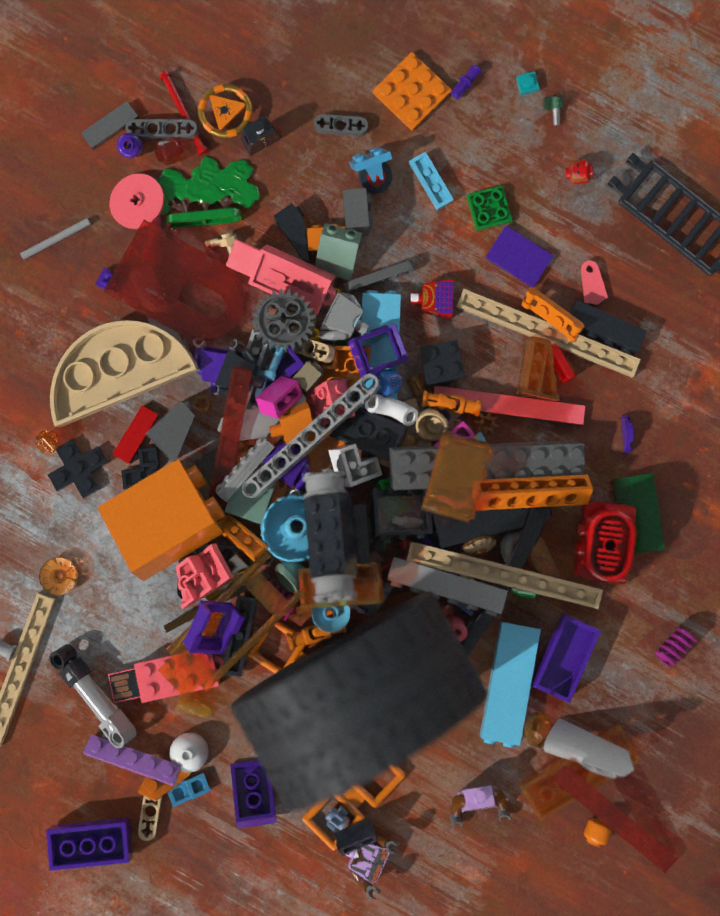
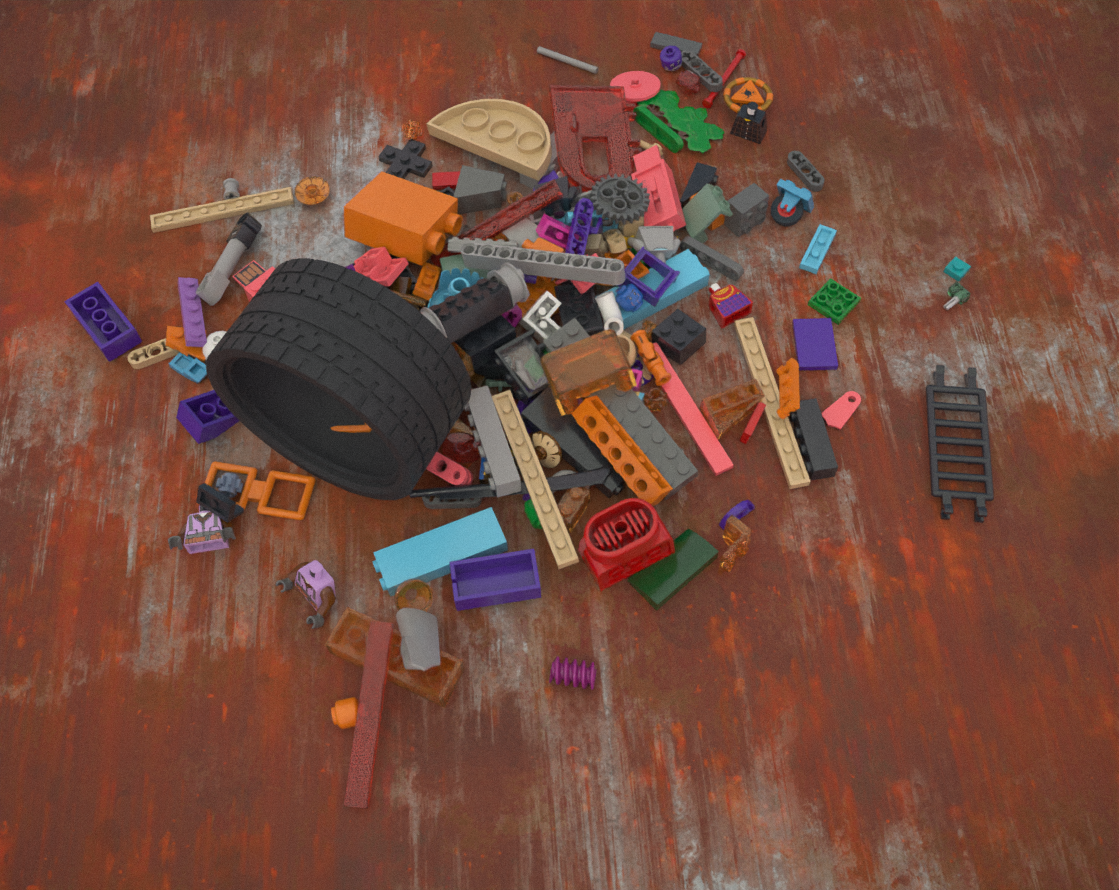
camera: 65 degrees right, 25 degrees down
(298, 376) = (576, 228): none -> dark purple beam
(412, 91) = (874, 199): orange plate -> none
(465, 82) = (916, 227): dark purple axle -> none
(579, 171) = (923, 342): red head -> none
(662, 455) = (738, 538): none -> clear orange bracket

